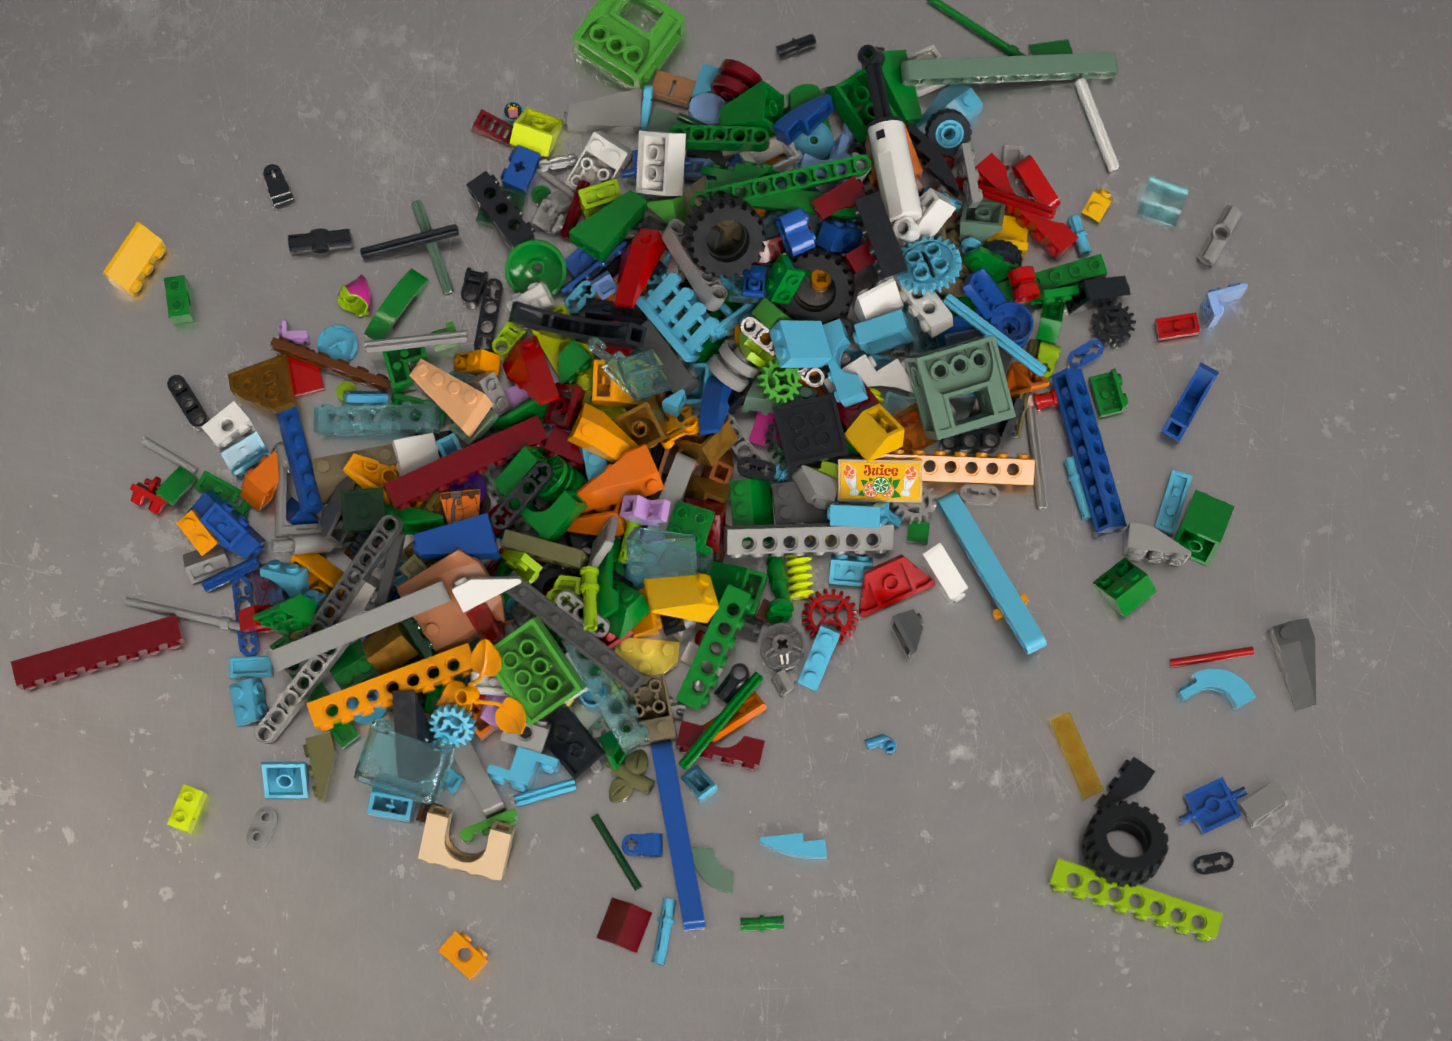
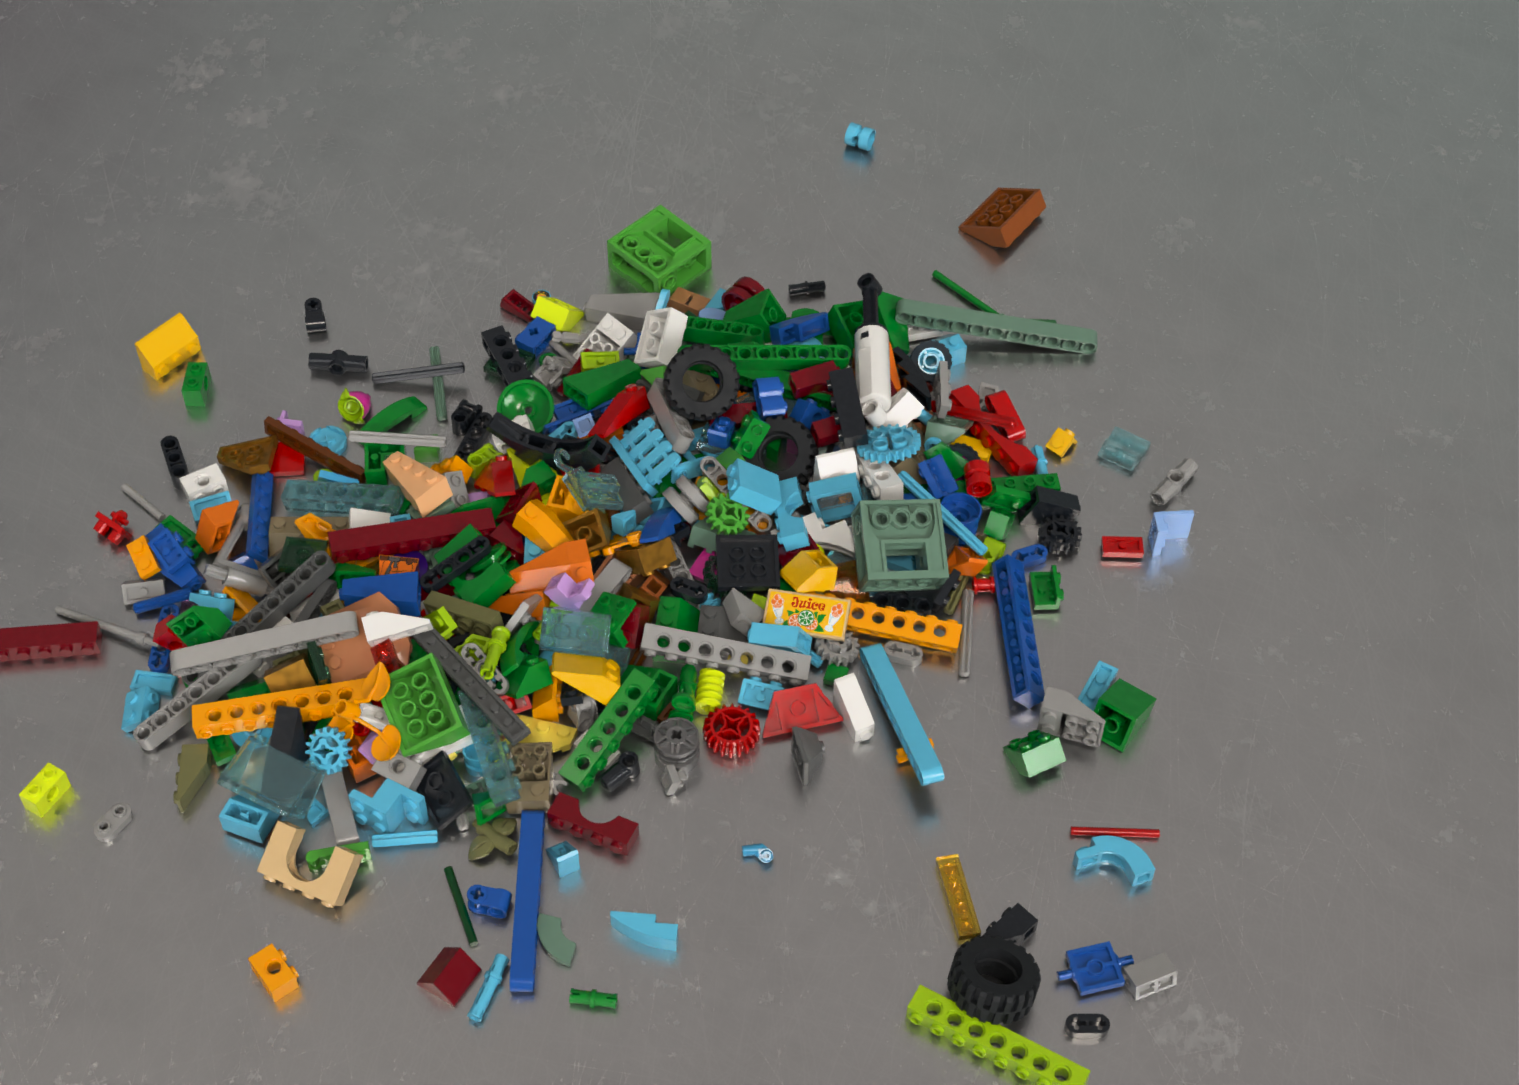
camera: 10 degrees right, 25 degrees down
(175, 485) = (138, 520): green slope -> none
(285, 779) = (151, 779): medium azure slope -> none
(720, 721) = (597, 798): green axle -> none
(748, 710) = (614, 802): orange plate -> none
(819, 657) = (711, 761): medium azure plate -> none
(820, 284) = (787, 457): light orange wheel -> none
(1074, 479) = (1000, 656): medium azure pin -> none
(1096, 125) = (1071, 385): white axle -> none
(1190, 401) = (1127, 604): blue arch -> none
(1296, 656) = (1203, 845): dark grey wedge -> none

